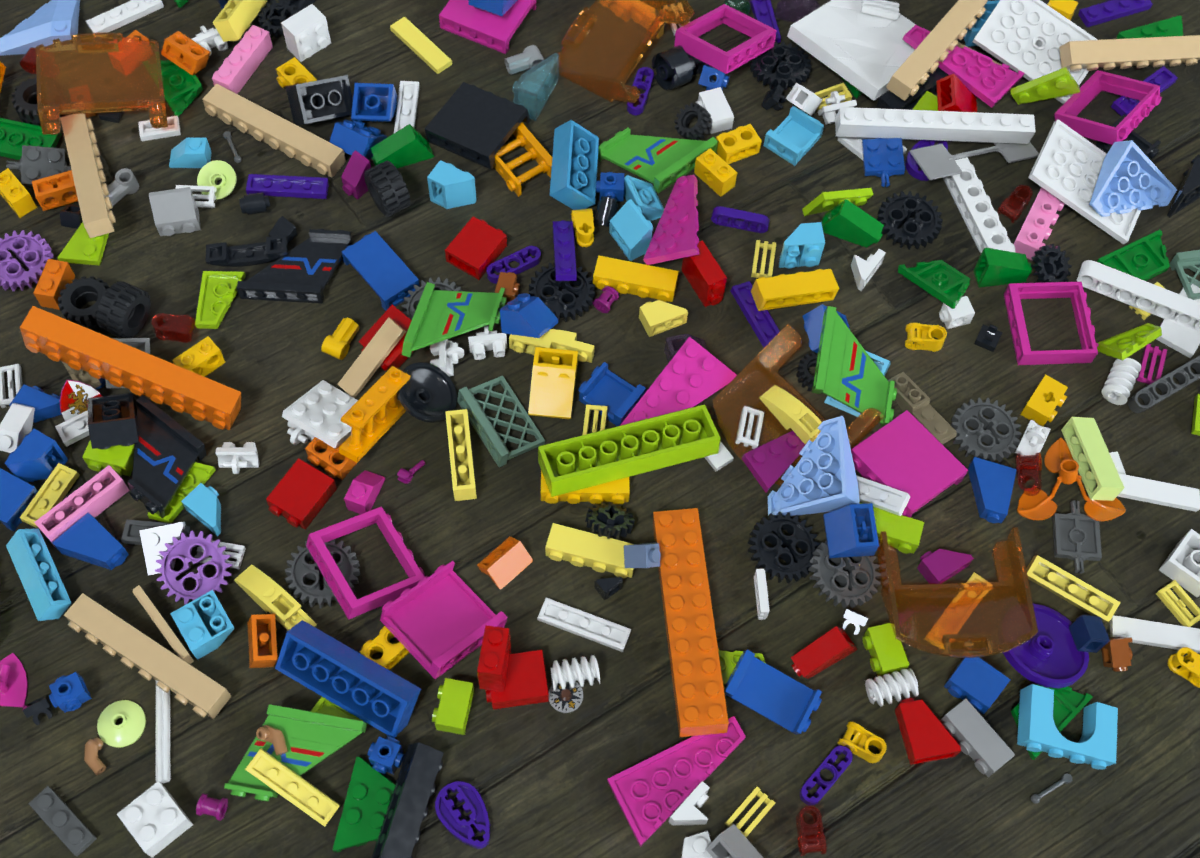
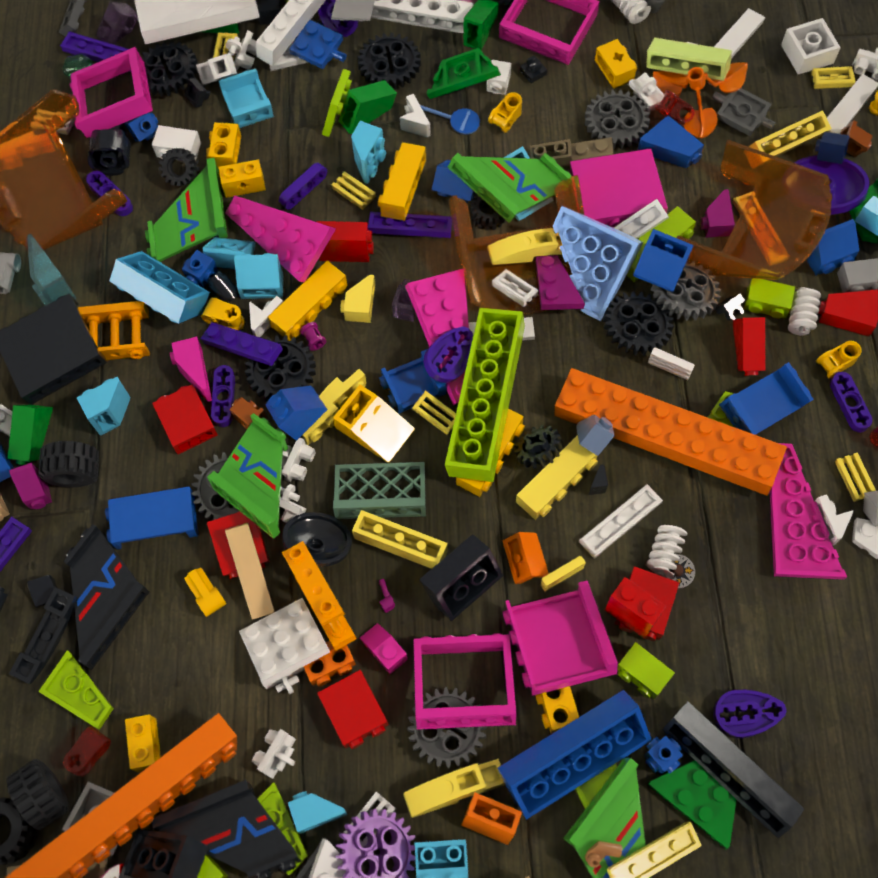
camera: 55 degrees left, 5 degrees up
(452, 515) = (461, 577): none -> black brick
(505, 597) = (562, 573): none -> light yellow tile
(526, 225) = (191, 364): none -> dark pink slope
(590, 253) = (259, 317): none -> white slope
(645, 392) = (440, 349): none -> dark purple piece
(893, 309) = (462, 121): none -> blue piece

